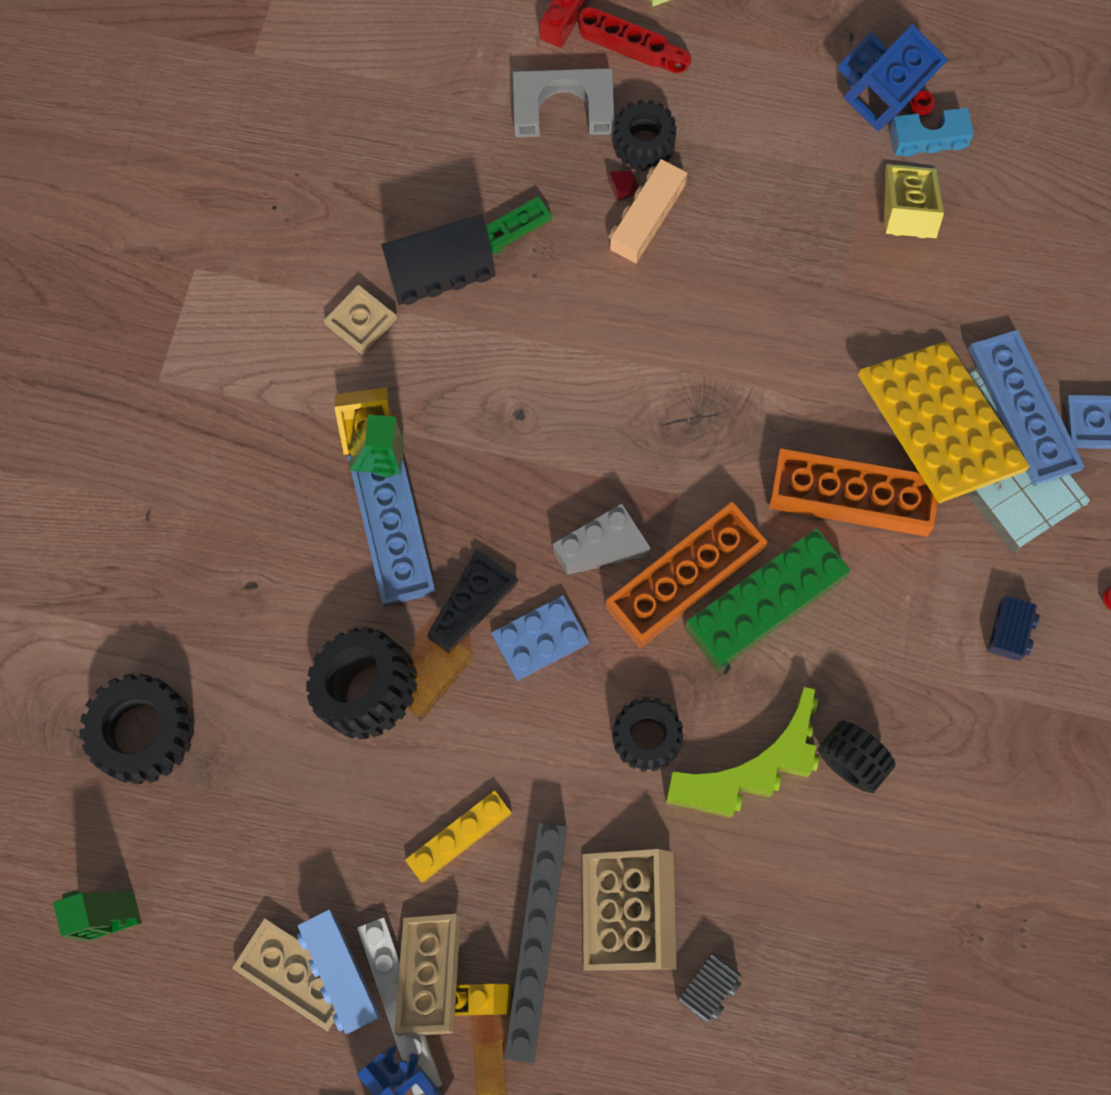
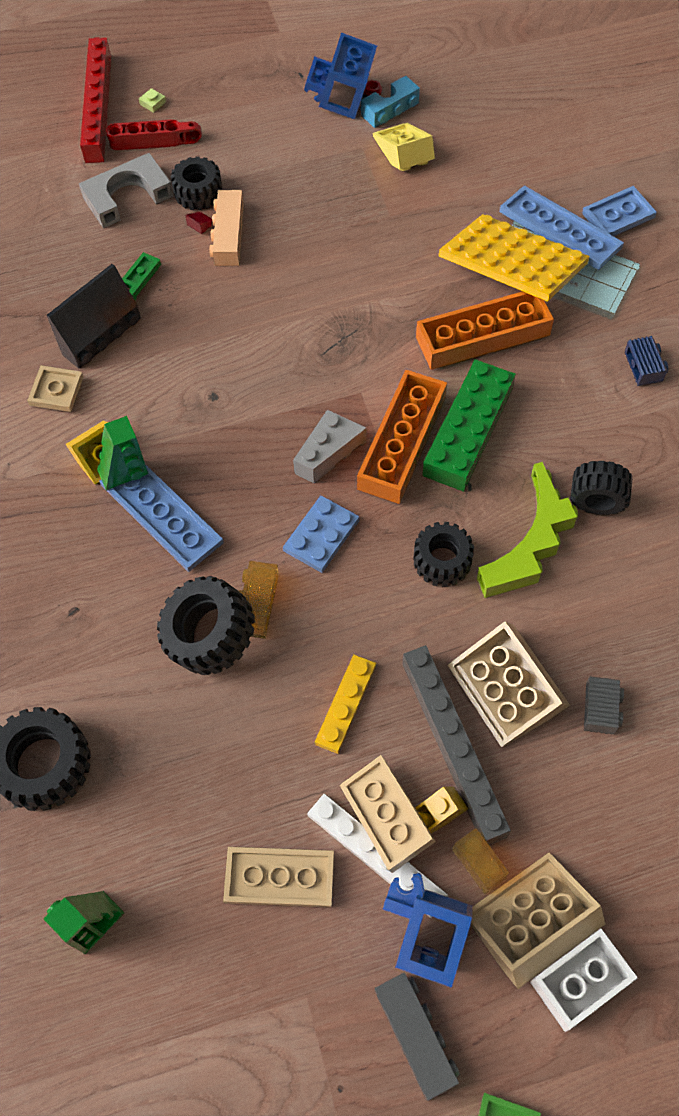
camera: 30 degrees left, 10 degrees down
(338, 972) = (315, 850): light blue brick -> none
(471, 600) = (255, 530): black wing -> none

